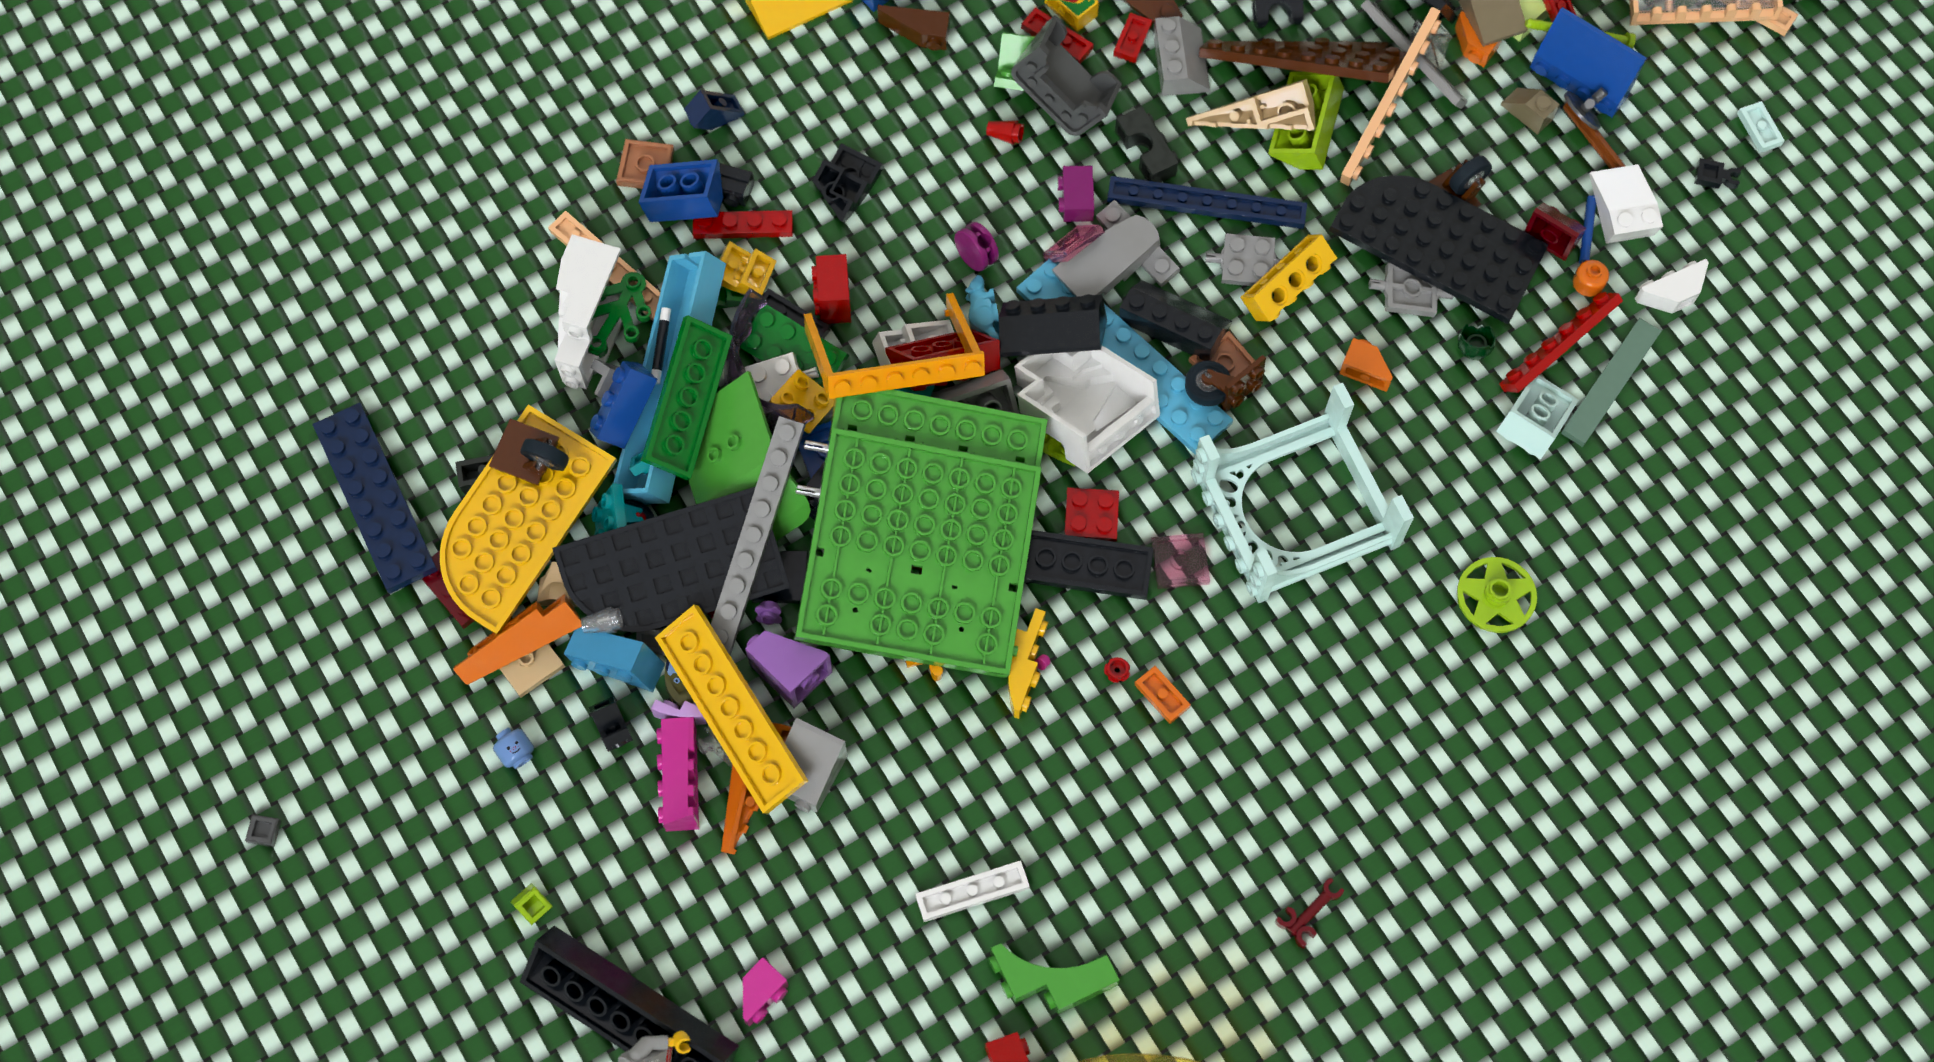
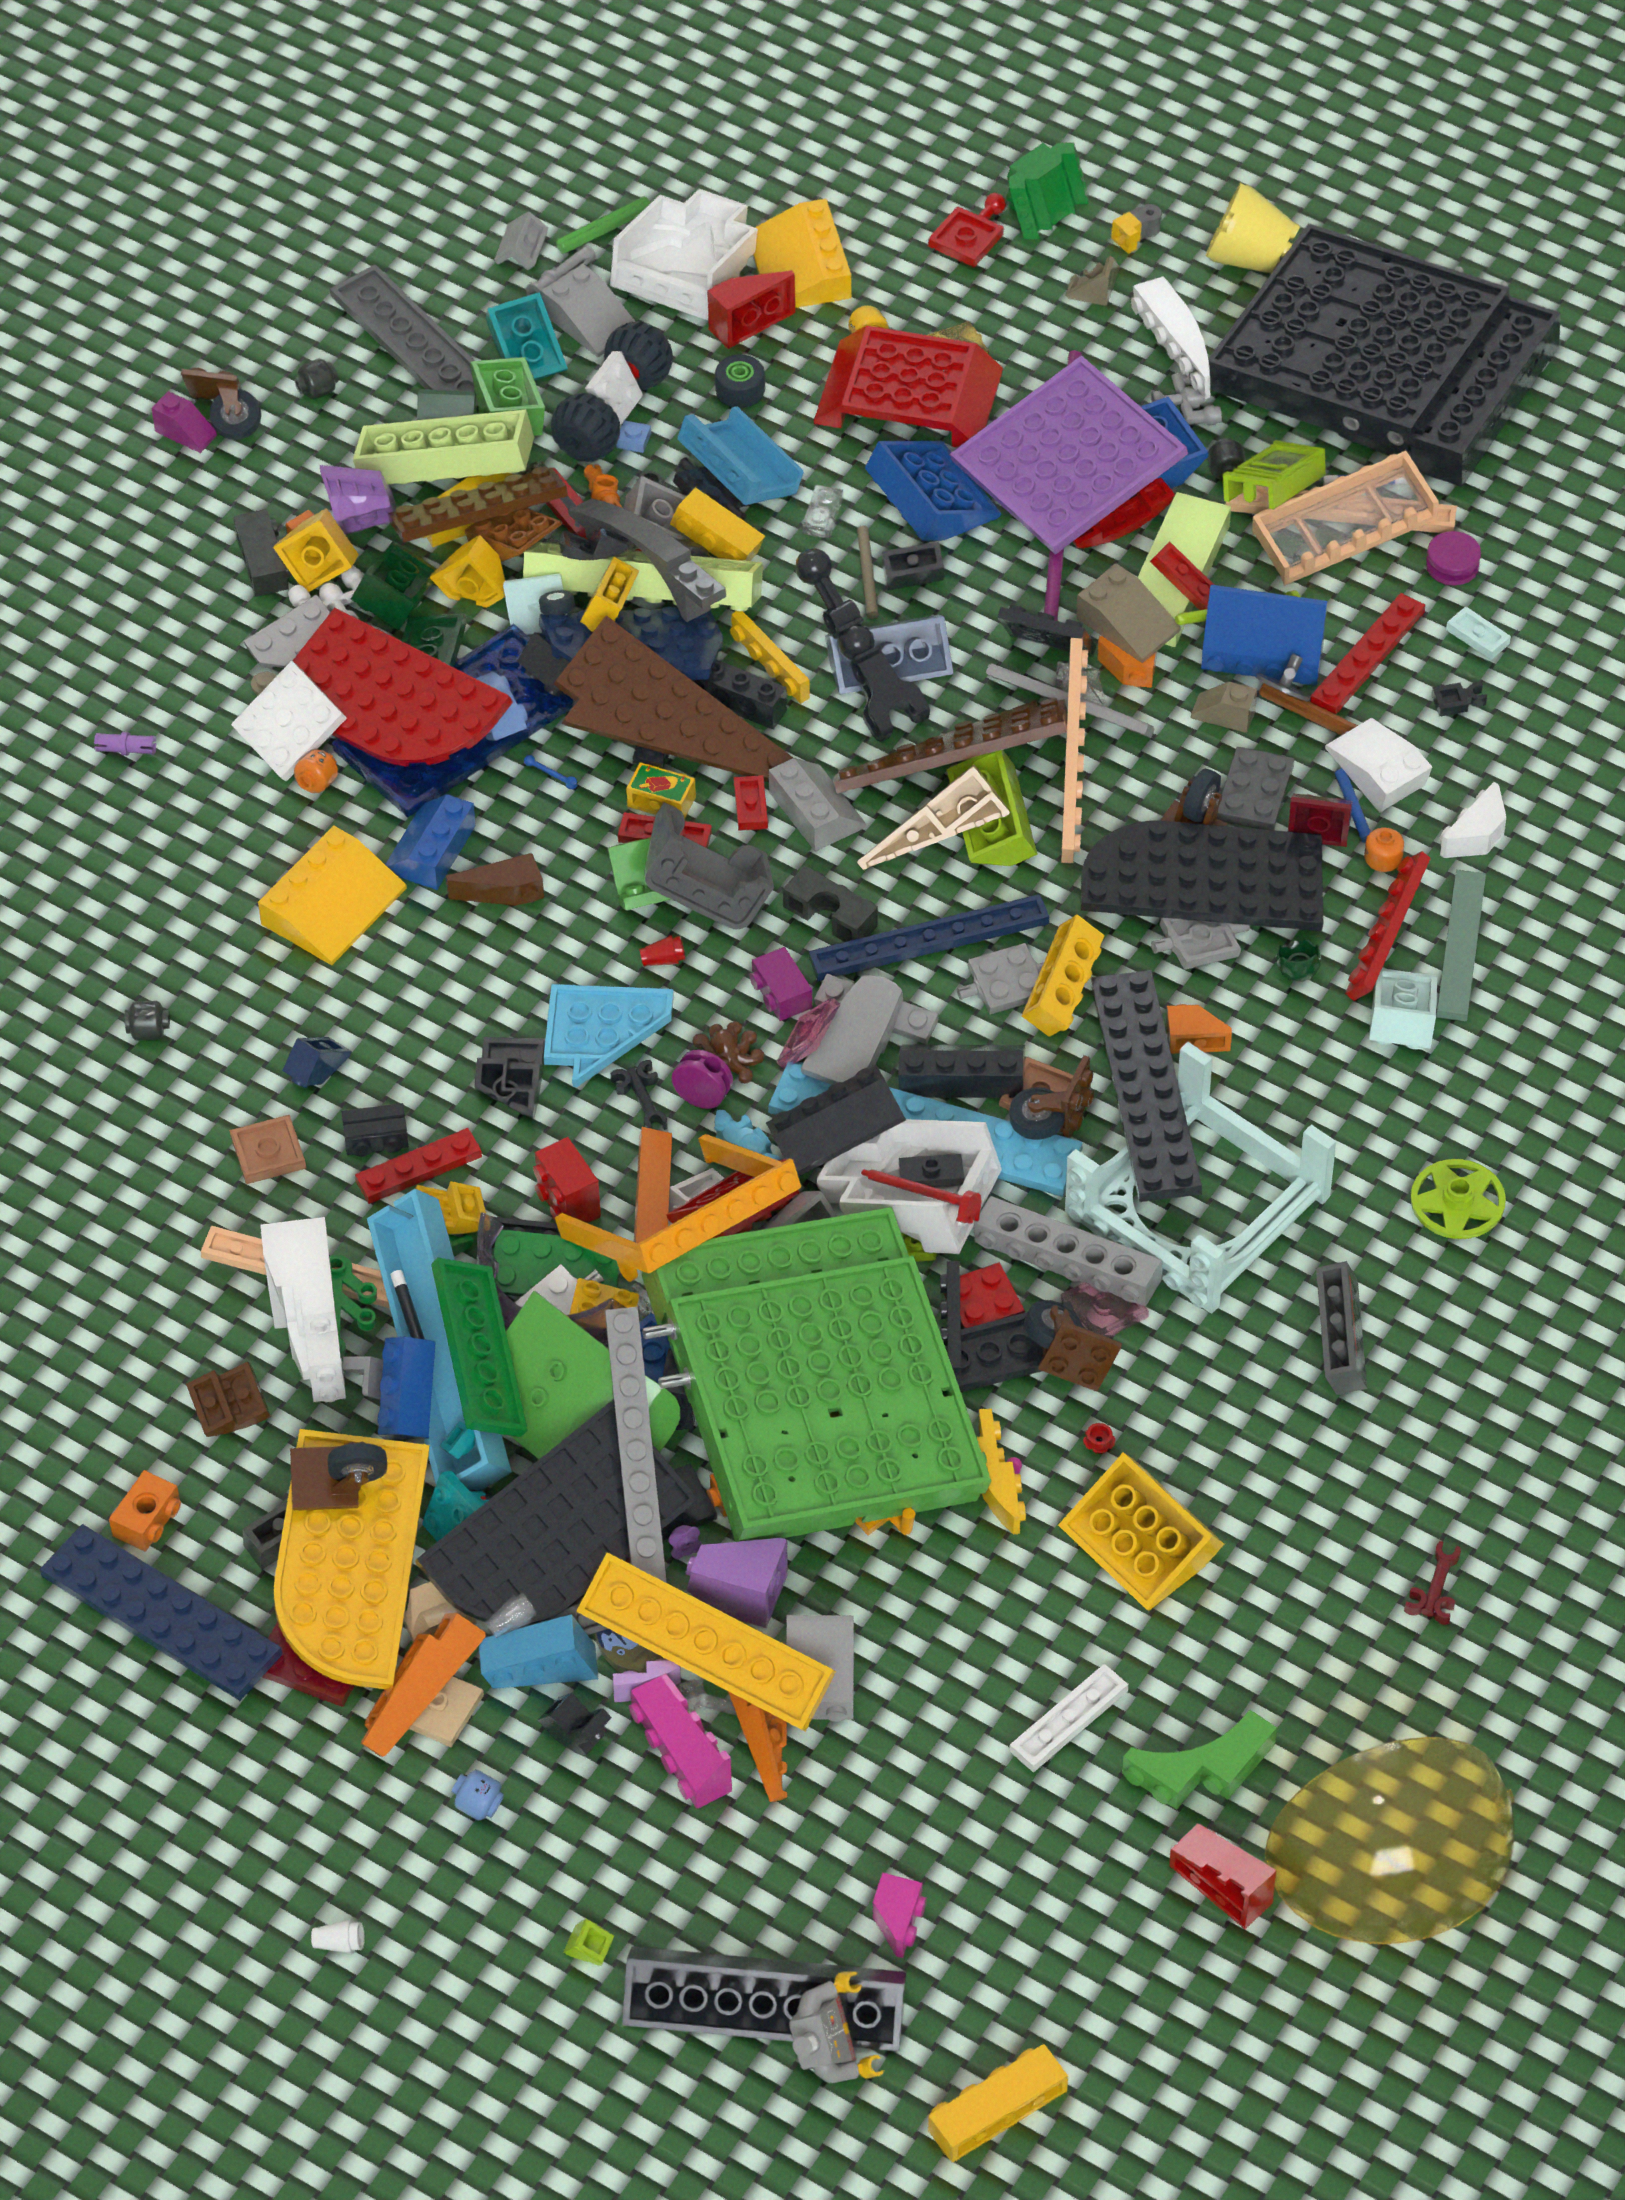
camera: 25 degrees left, 15 degrees down
(263, 830) = (236, 2004): dark grey tile -> none
(359, 814) = (339, 1936): none -> white cone
(411, 399) = (147, 1494): none -> orange brick
(512, 350) = (228, 1400): none -> reddish brown slope
(613, 28) = (146, 1020): none -> pearl dark grey head
(682, 191) = (335, 1152): blue slope -> none
(891, 320) = (652, 1183): none -> orange tile
(929, 169) = (601, 1023): none -> medium azure wing
(931, 223) = (638, 1079): none -> black bar
(1009, 230) = (724, 1045): none -> reddish brown animal
(1056, 519) = (951, 1312): none -> black plate
(1103, 396) = (933, 1170): none -> black plate
(1106, 763) = (1140, 1532): none -> yellow slope
(1110, 439) = (968, 1204): none -> red piece
(1126, 570) = (1067, 1347): none -> reddish brown plate
(1137, 455) = (1068, 1251): none -> light grey brick
(1162, 694) = (1161, 1441): orange plate -> none
(1301, 398) = (1146, 1086): none -> black plate
(1346, 665) = (1341, 1328): none -> dark grey brick
(1518, 184) = (1255, 788): none -> dark grey plate
(1664, 109) = (1368, 653): none -> red plate
(1773, 56) = (1453, 558): none -> magenta head

